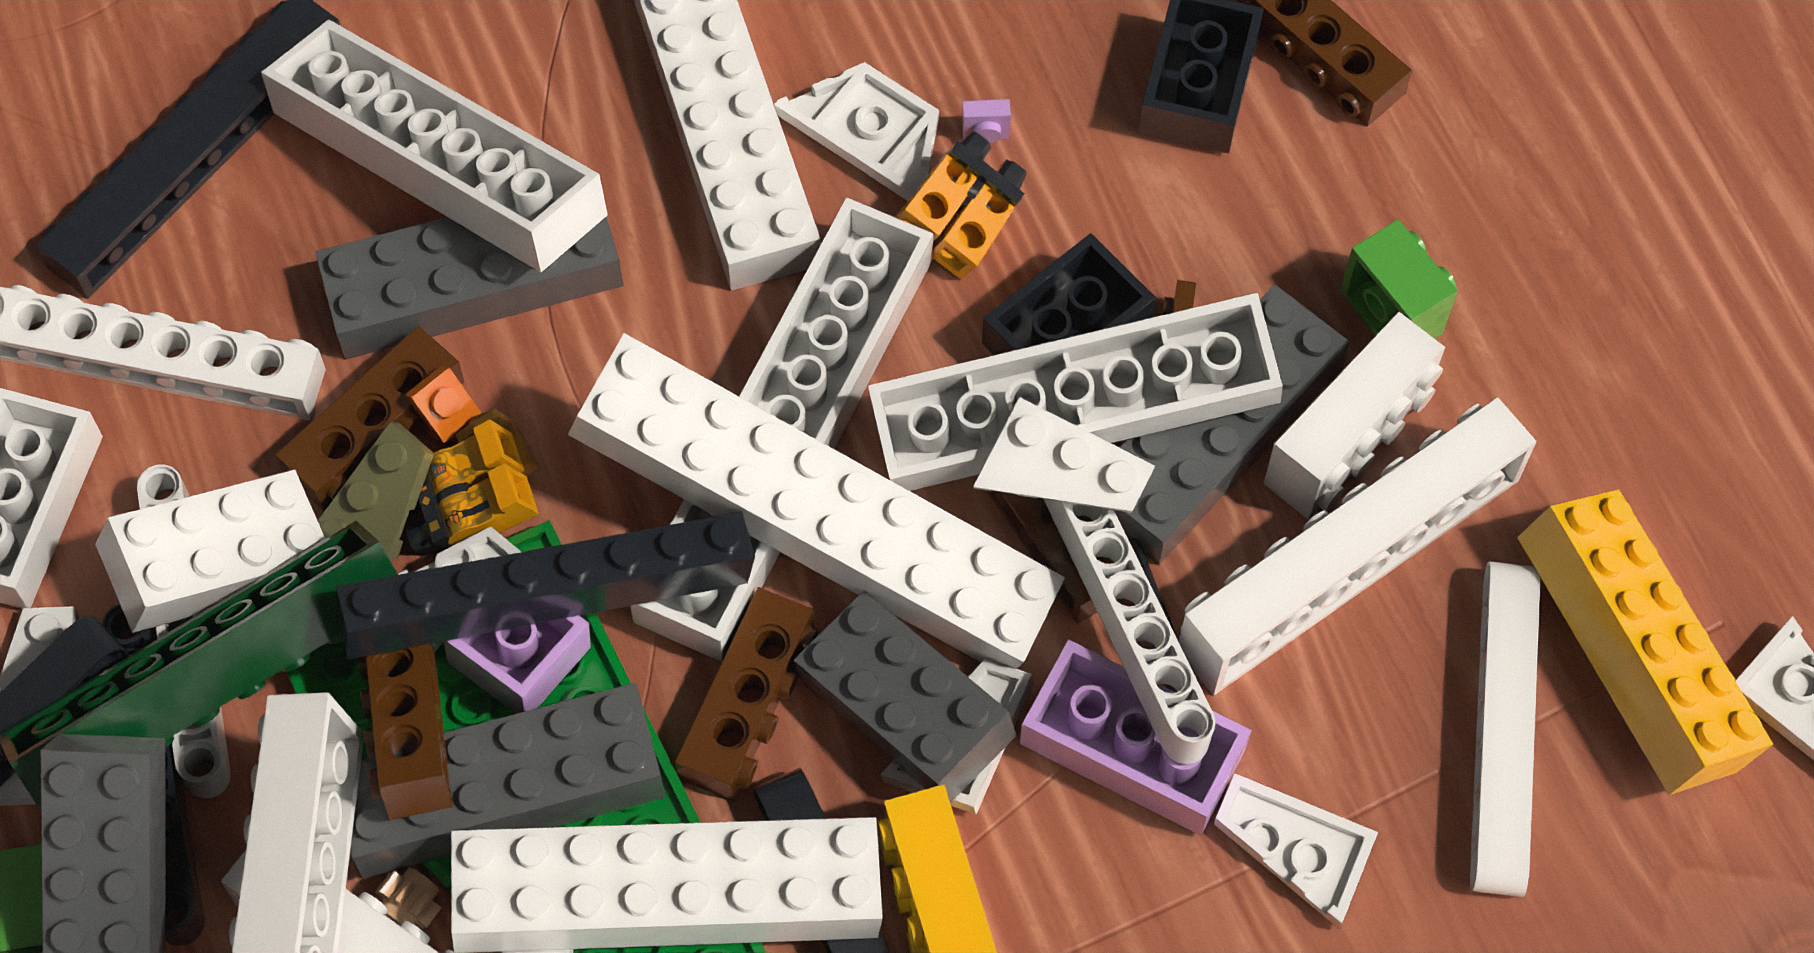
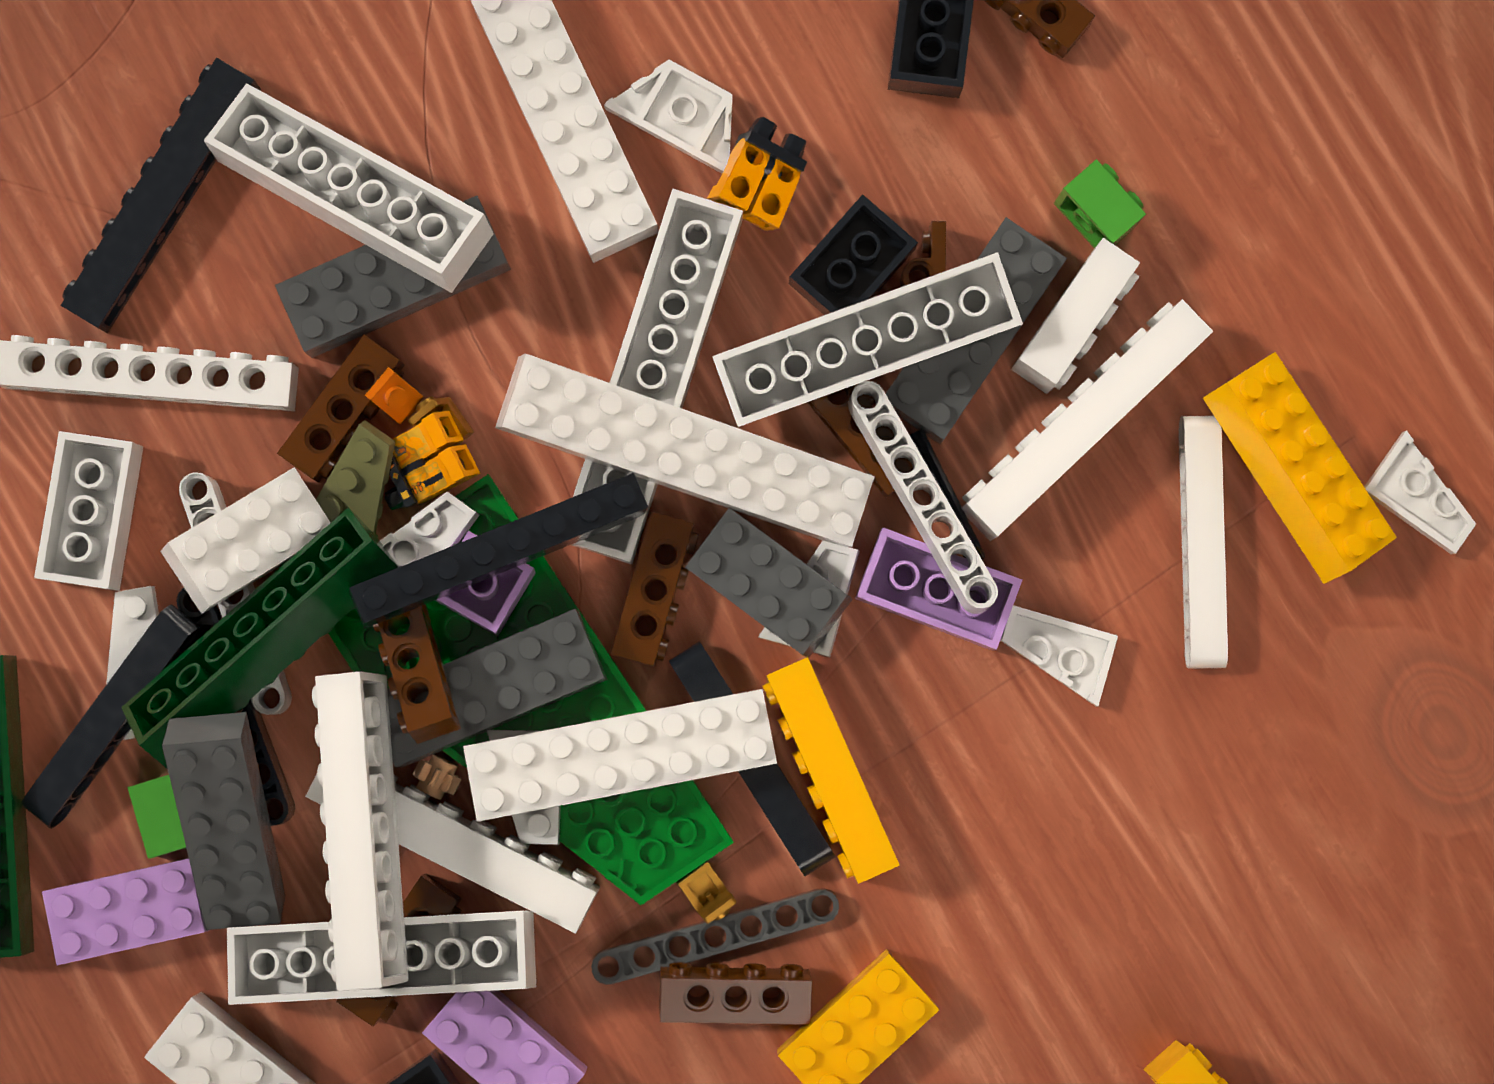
camera: 10 degrees left, 20 degrees up
(987, 118) = (769, 98): lavender plate -> none
(1061, 462) = (864, 402): white wing -> none

